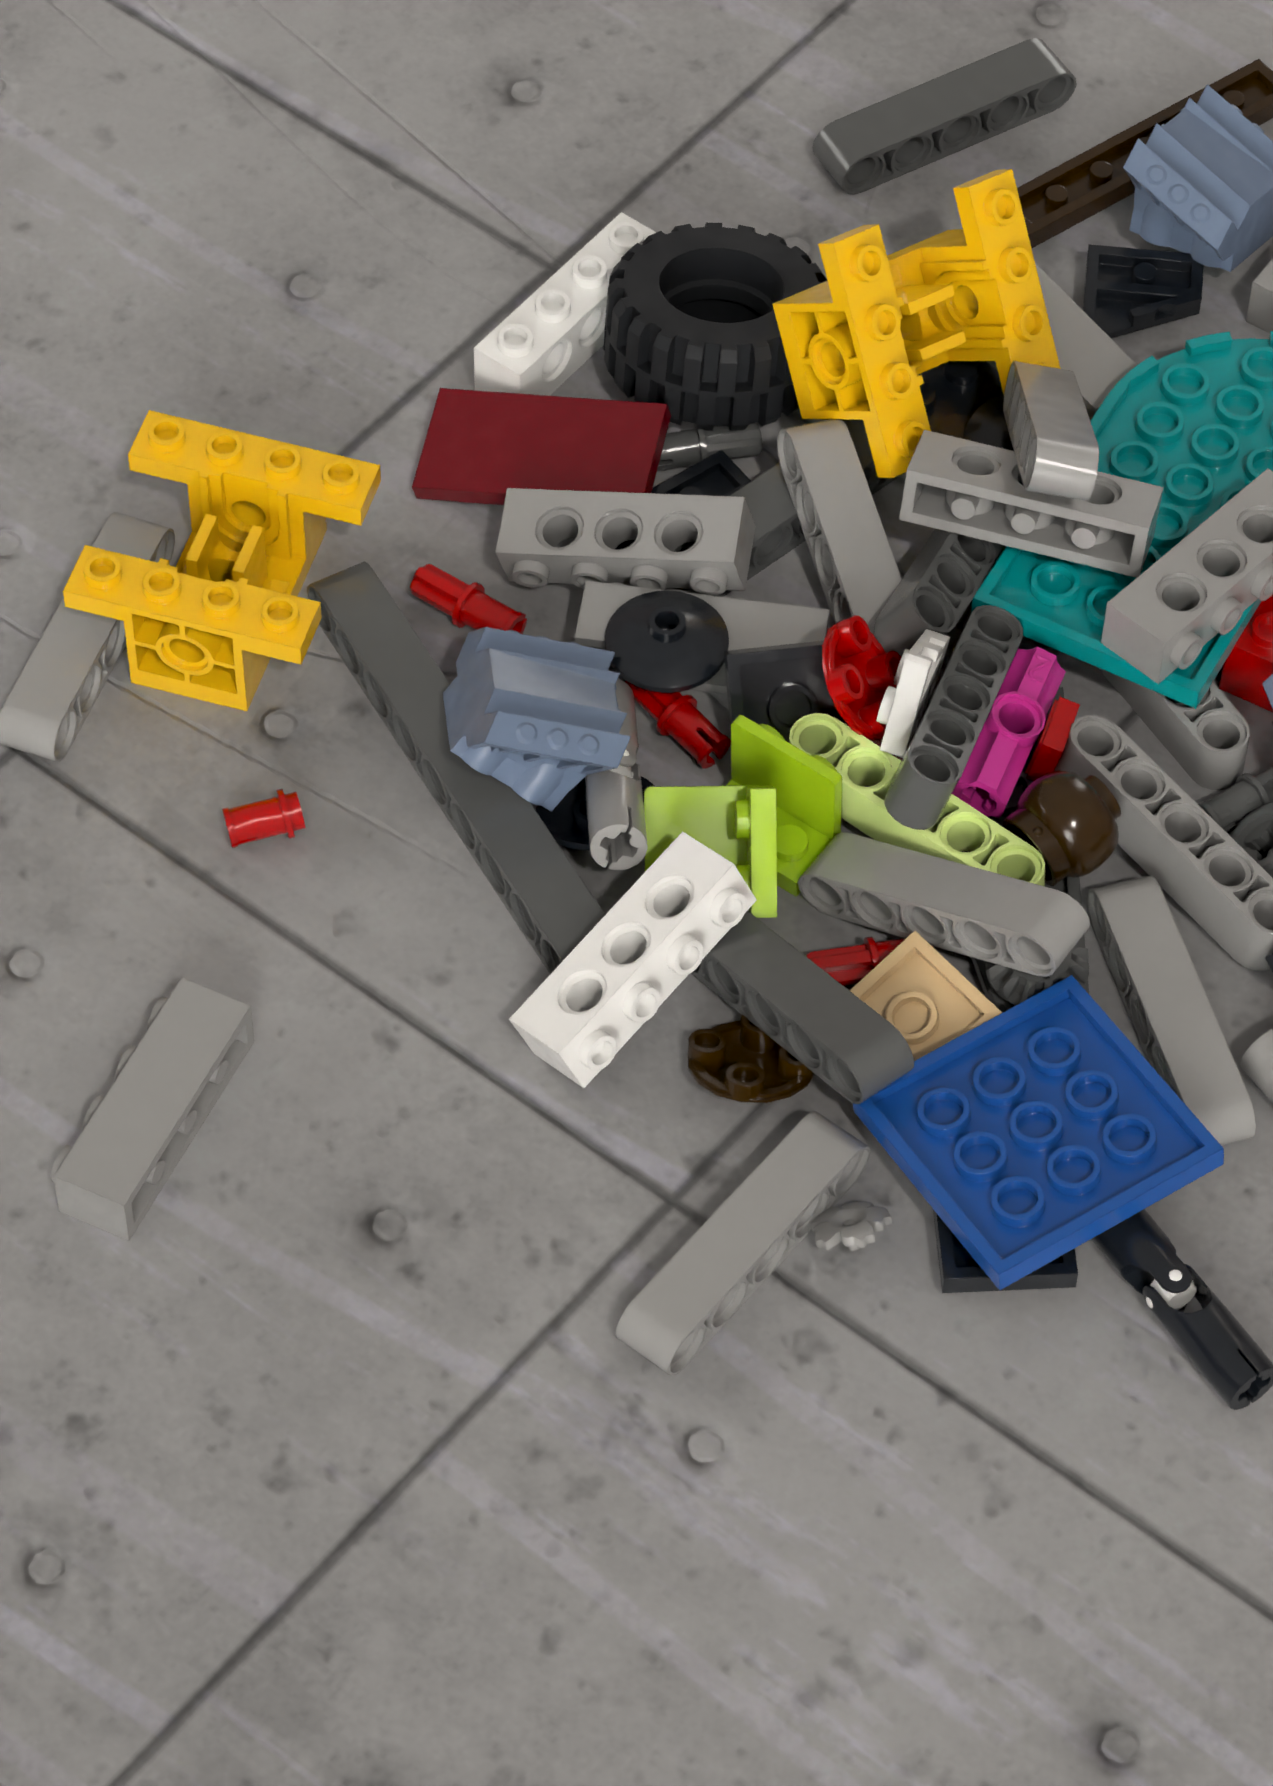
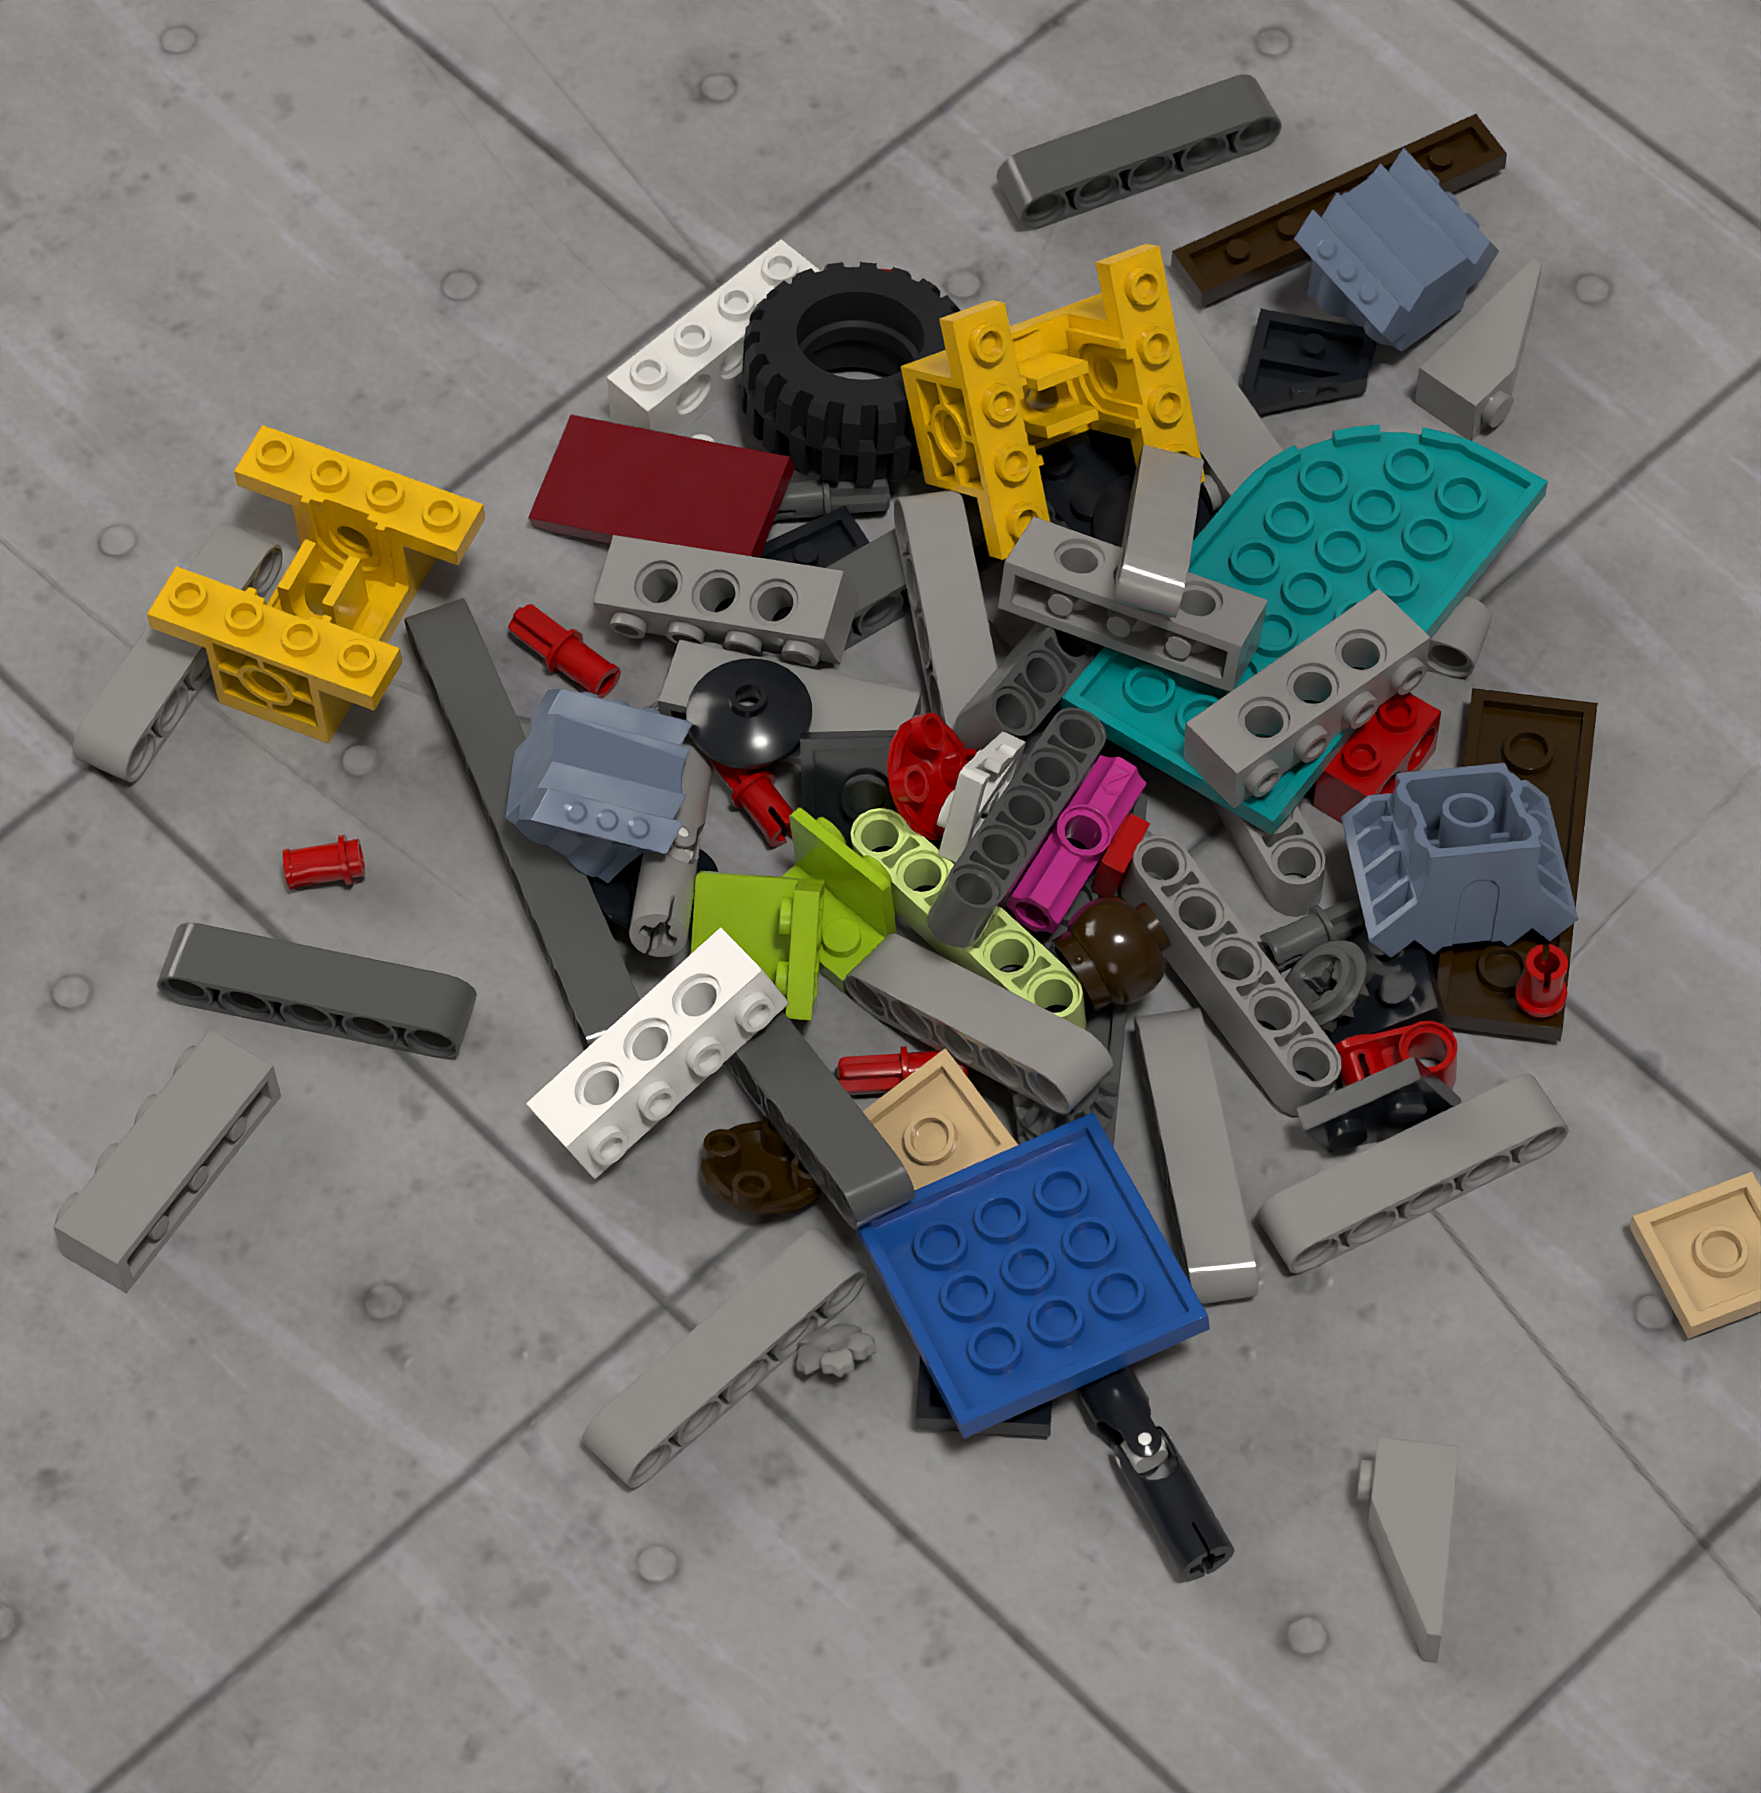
camera: 10 degrees right, 5 degrees up
(278, 936) = (317, 990): none -> dark grey beam

